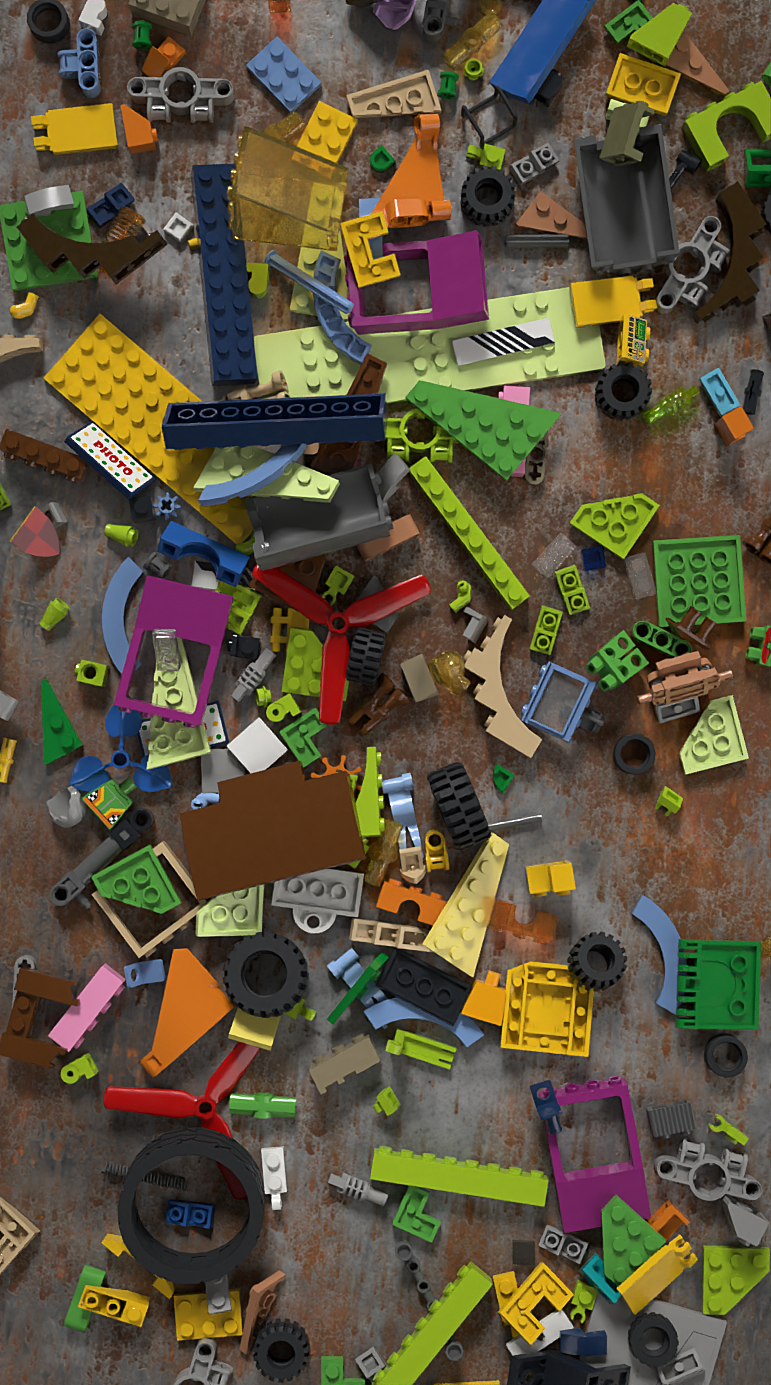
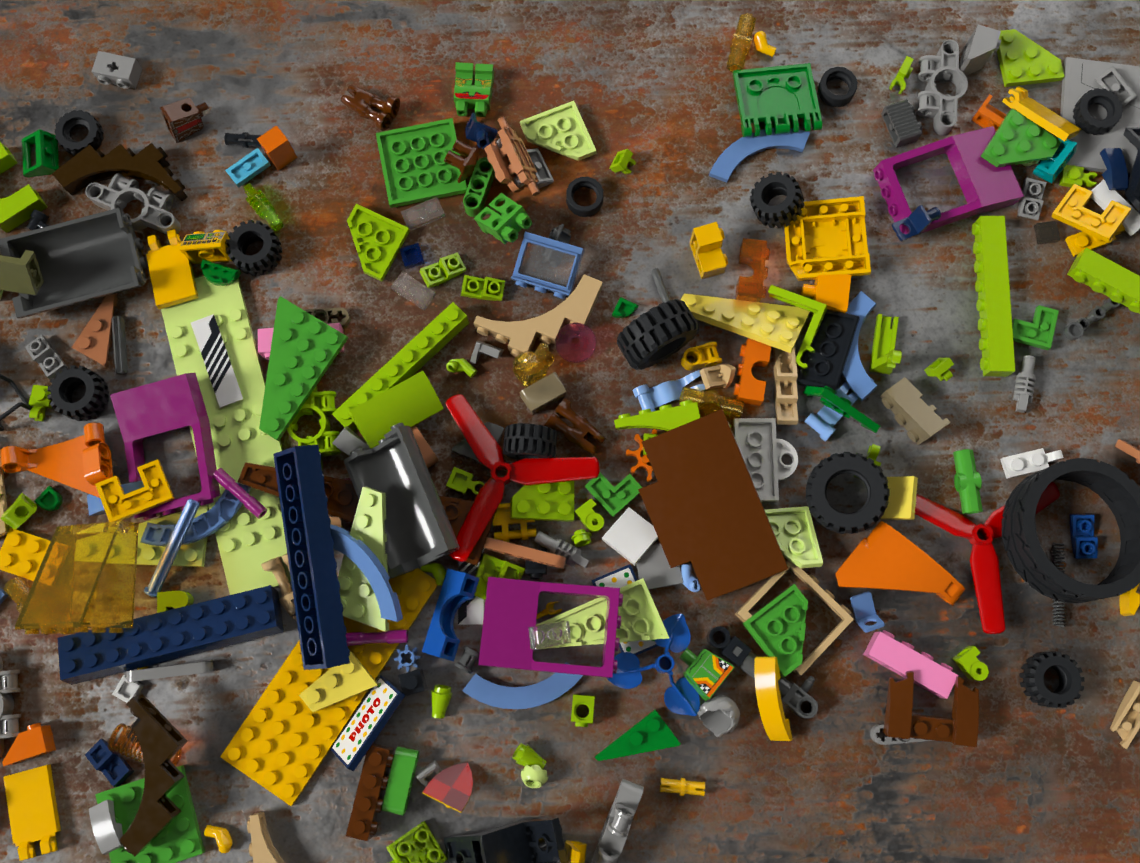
camera: 95 degrees left, 10 degrees down
(35, 616) = (534, 776): none -> yellowish green plate
(38, 1158) = (1068, 675): none -> black tyre
(51, 486) = (400, 780): none -> bright green beam
(73, 857) = (769, 699): none -> yellow slope
(149, 435) = (338, 684): none -> light yellow wing
(188, 270) = (169, 671): none -> light grey beam
(189, 493) = (389, 637): none -> magenta piece
(194, 653) = (549, 610): none -> yellow hand
(253, 636) = (524, 553): none -> nougat beam
(344, 364) = (230, 484): none -> magenta piece
(371, 130) = (19, 511): none -> lime leg
(419, 523) = (403, 403): none -> lime slope
(453, 977) = (818, 308): none -> lime hinge
(462, 717) = (575, 352): none -> clear pink dish
(599, 351) = (219, 274): none -> green tile
(722, 649) = (479, 132): none -> dark blue bracket

